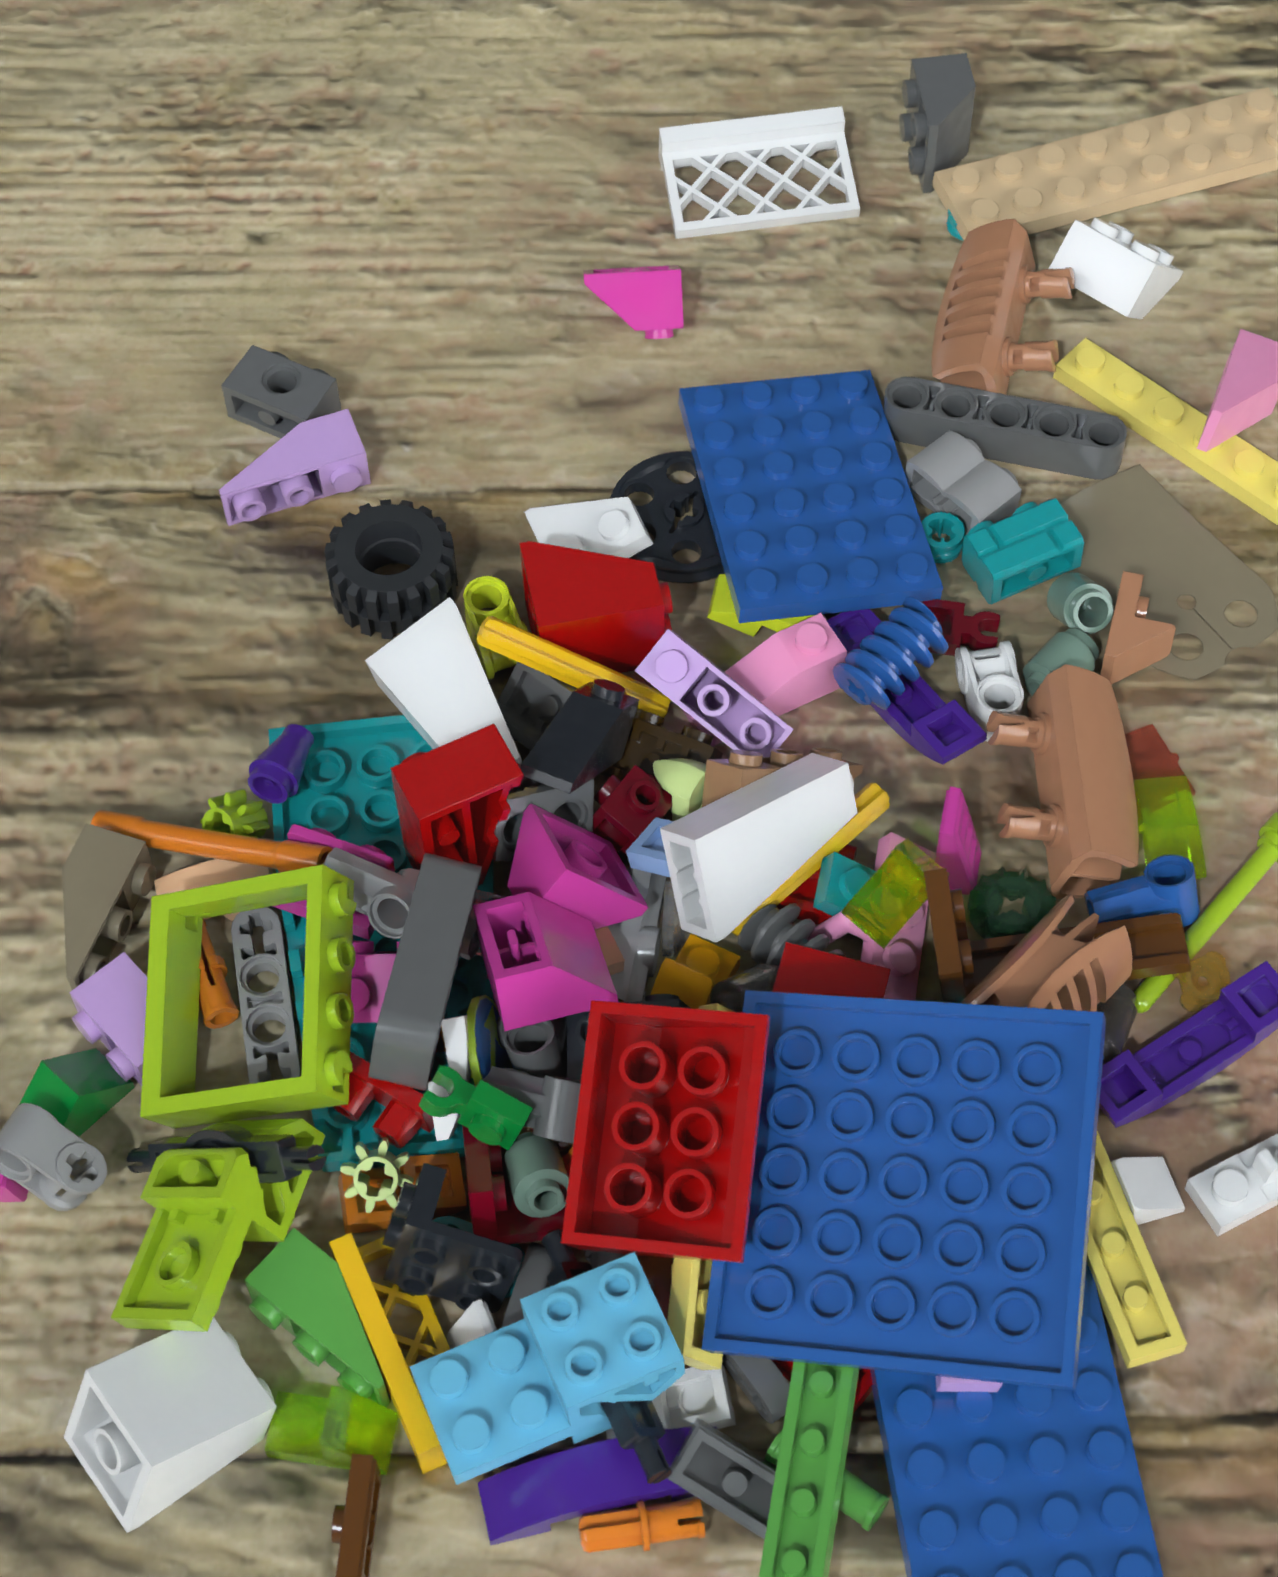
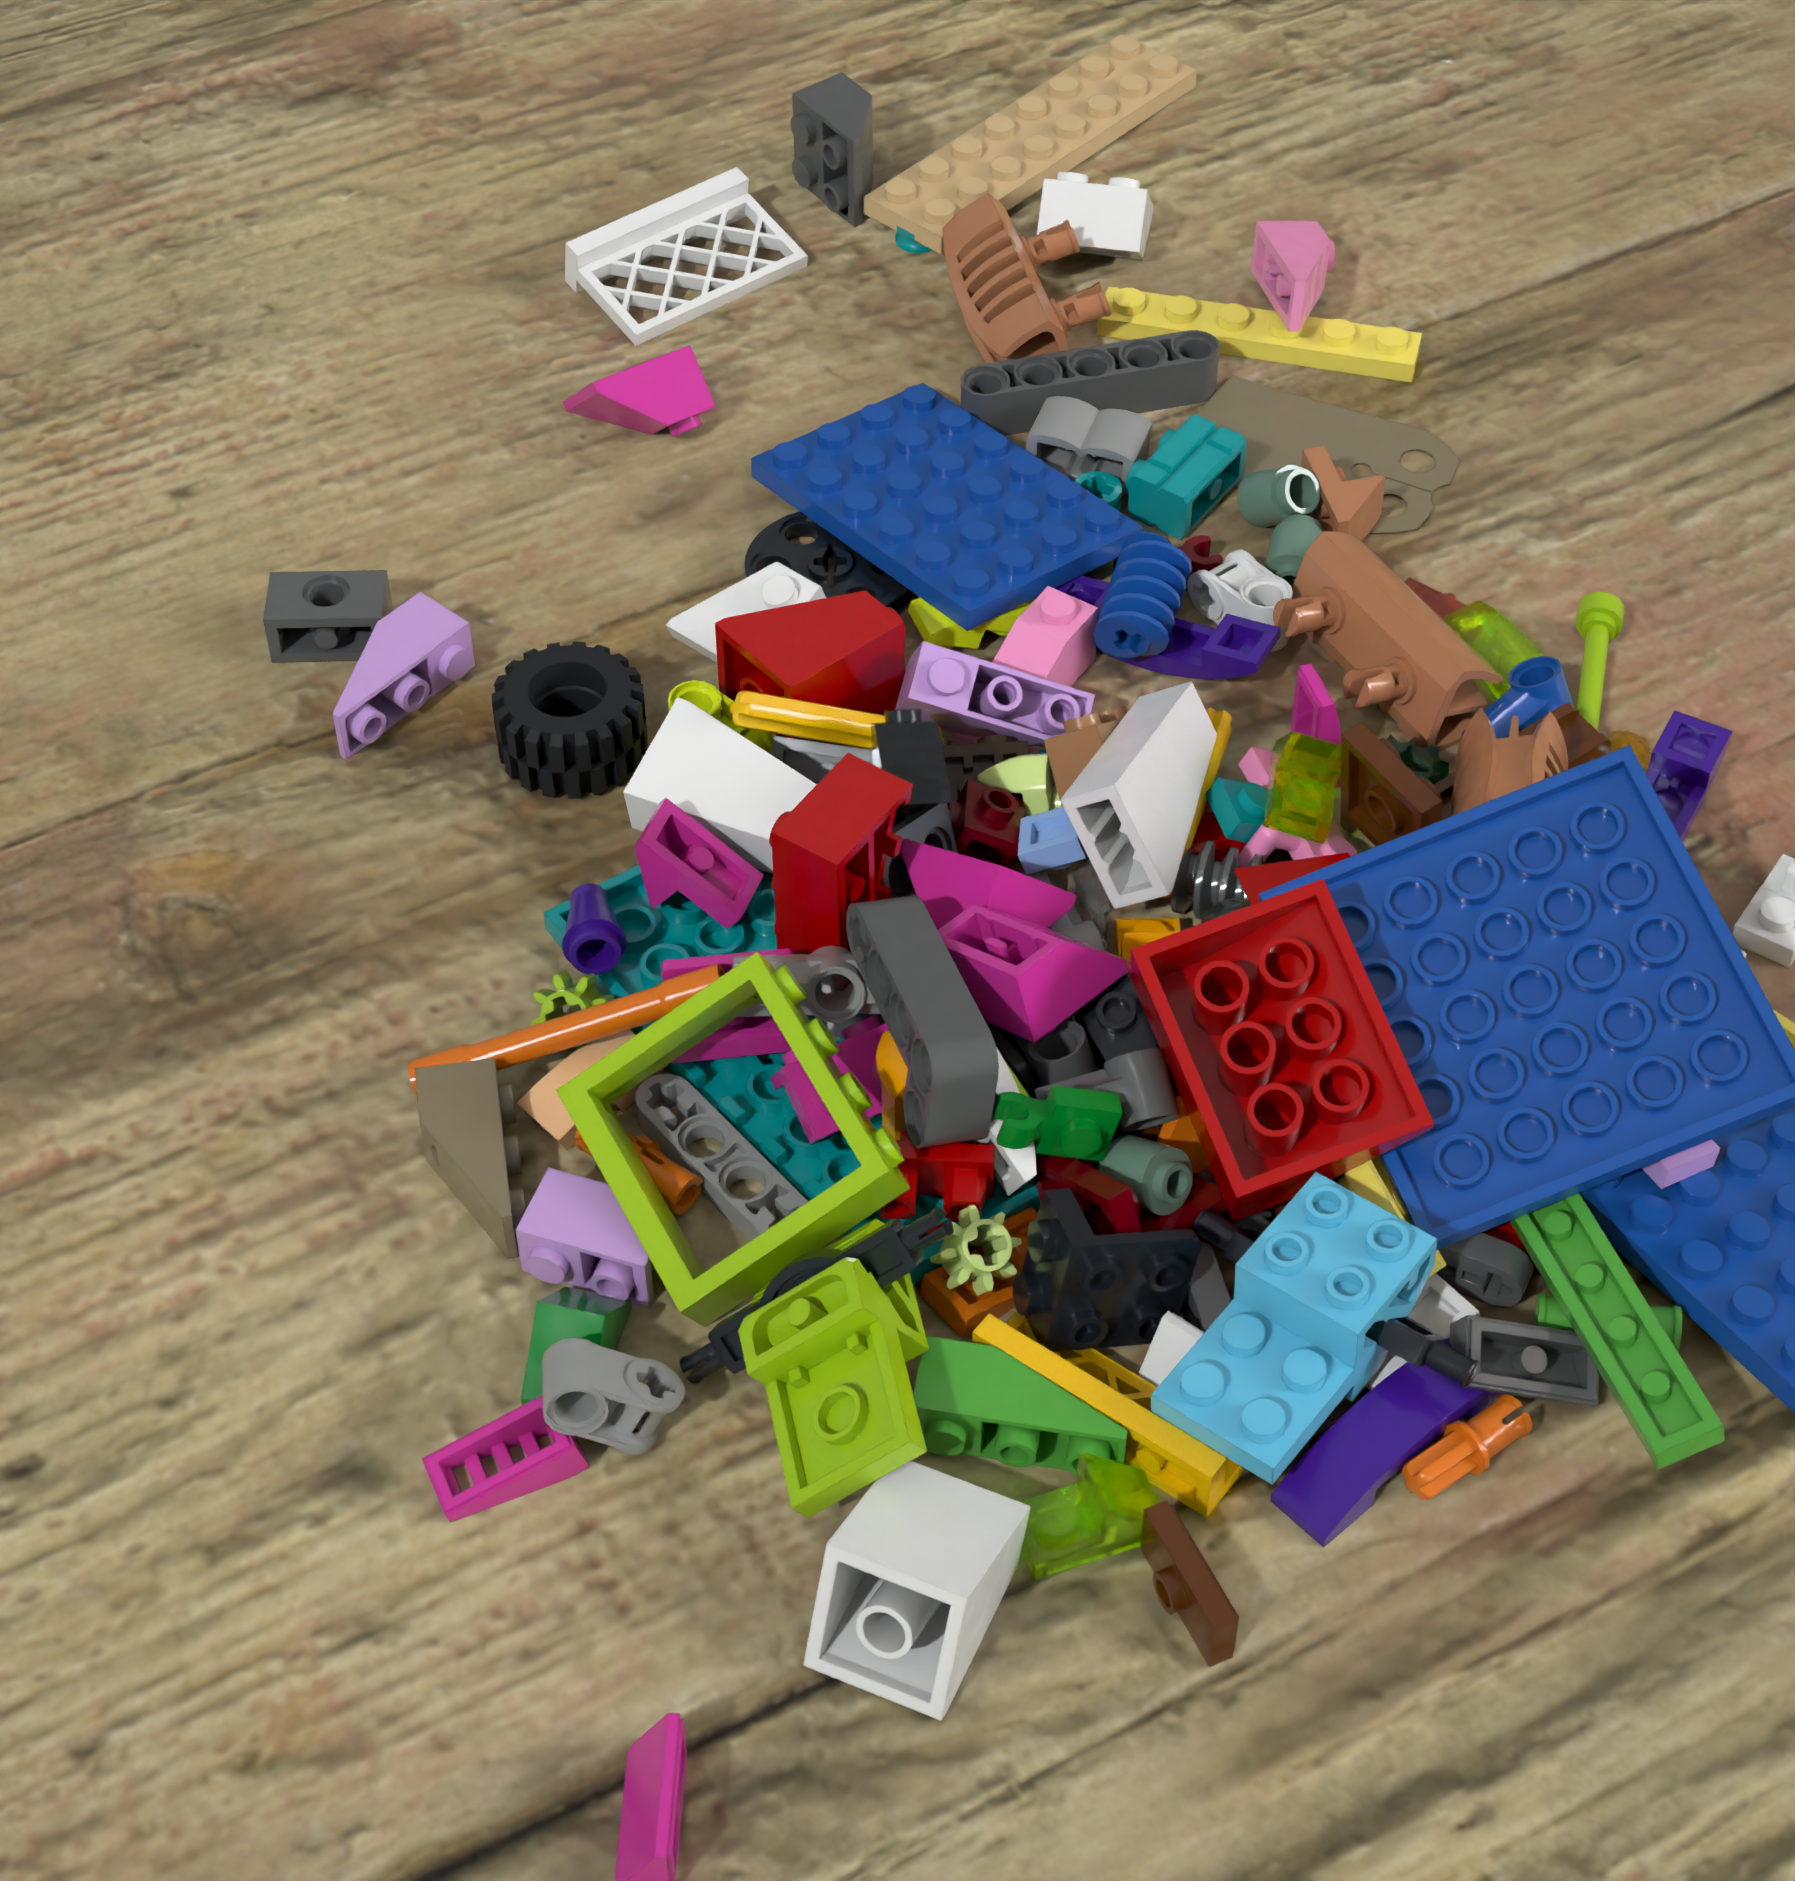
camera: 30 degrees left, 10 degrees down
(375, 738) = (687, 858): none -> dark pink slope

